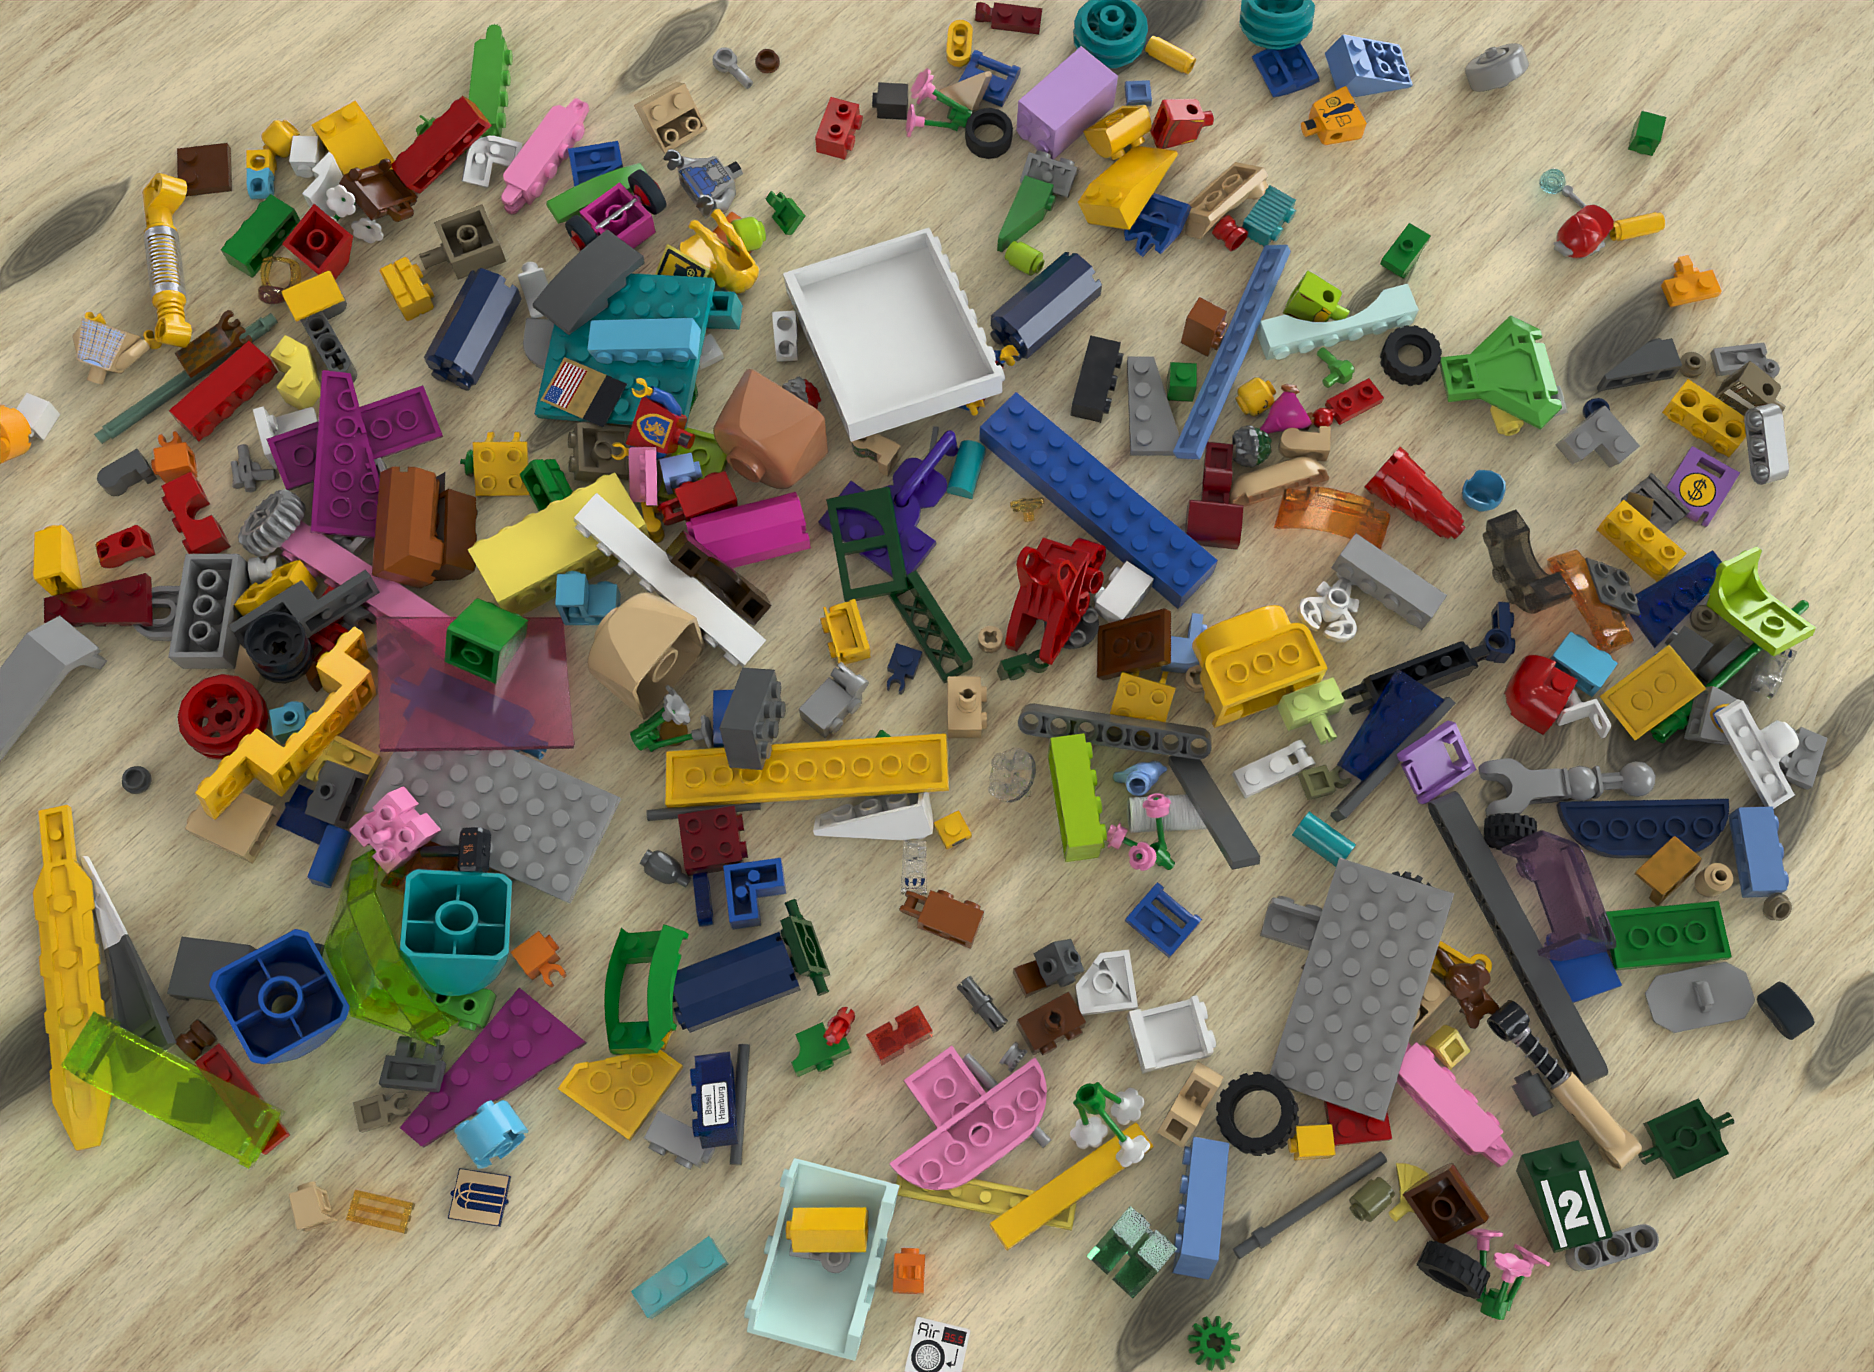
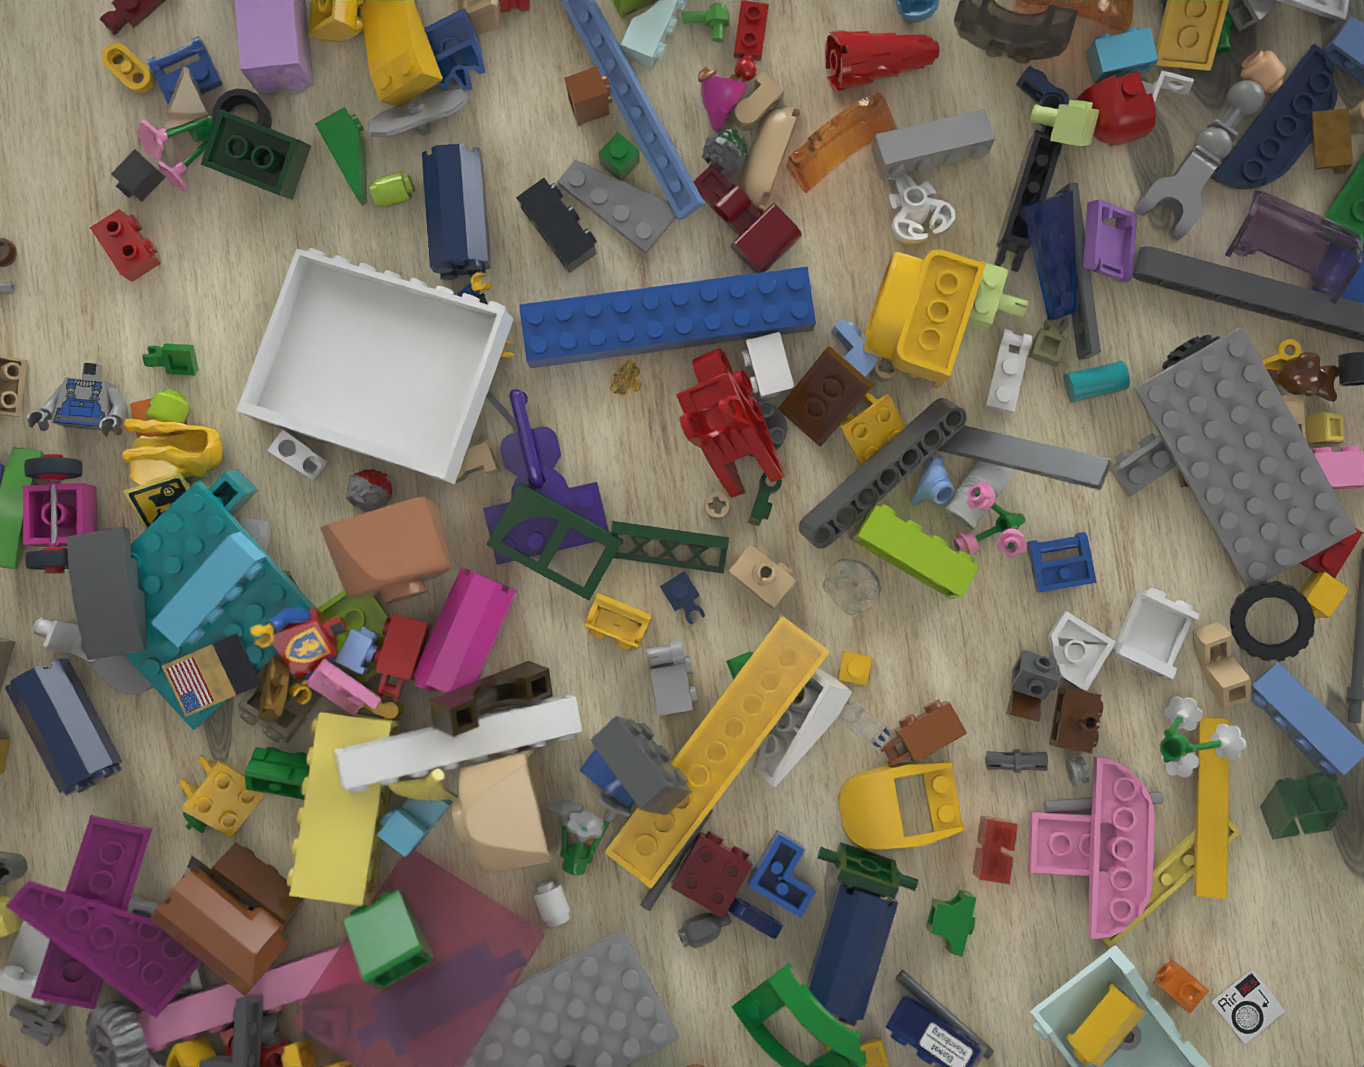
camera: 55 degrees left, 15 degrees up
(598, 744) = (551, 903): none -> white brick
(606, 433) = (274, 689): none -> pearl gold slope
(614, 581) = (424, 789): none -> light yellow hand
(839, 1026) = (952, 893): red axle -> none
(854, 923) = (872, 809): none -> yellow slope
(966, 469) = (549, 401): teal brick -> none
(971, 157) = (256, 154): none -> dark green slope
(1055, 172) = (326, 98): light grey bracket -> none
(1091, 233) = (417, 113): none -> light grey shield
(1255, 396) = (682, 107): yellow head -> none
(1492, 658) = (1071, 122): none -> yellowish green brick
(1507, 829) = (1211, 234): black tyre -> none
(1671, 777) = (1265, 69): none -> light nougat head

